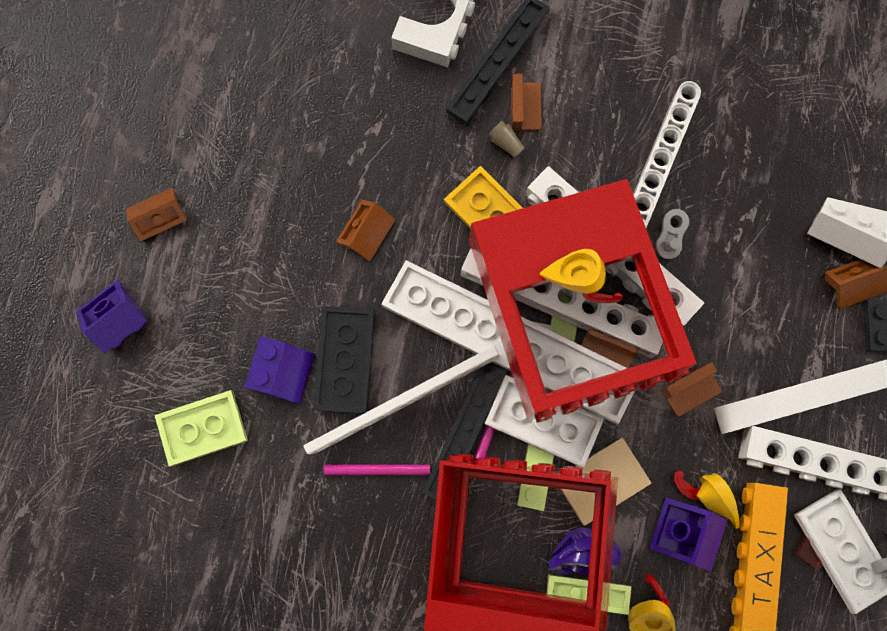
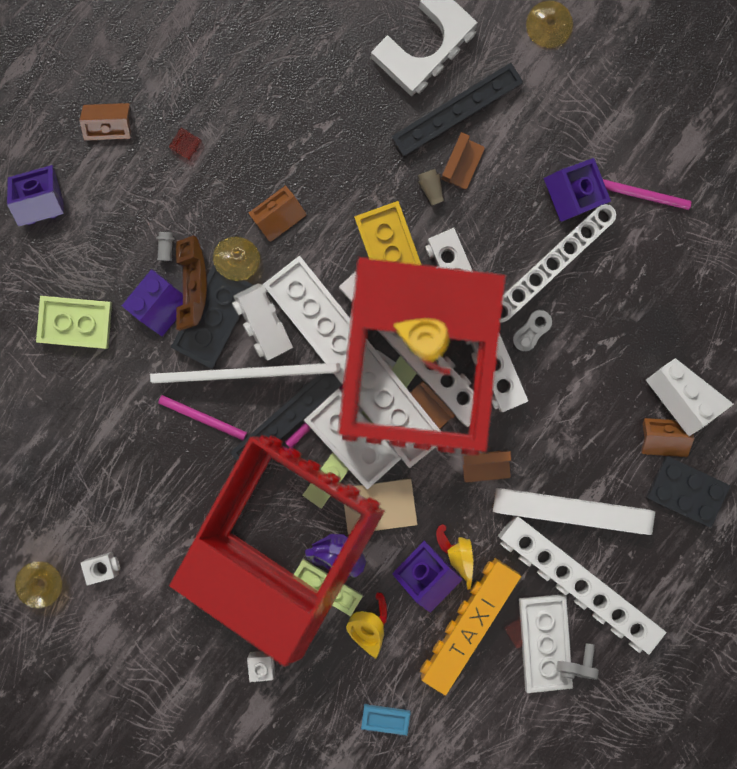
camera: 20 degrees right, 10 degrees up
(244, 202) = (185, 143): none -> clear red tile
(265, 310) = (165, 246): none -> light grey pin
(310, 332) = (194, 282): none -> reddish brown slope
(343, 299) = (233, 267): none -> clear yellow dish
(397, 340) = (262, 322): none -> white wedge
(648, 82) = (577, 189): none -> dark purple slope
(714, 61) = (648, 195): none -> dark pink bar

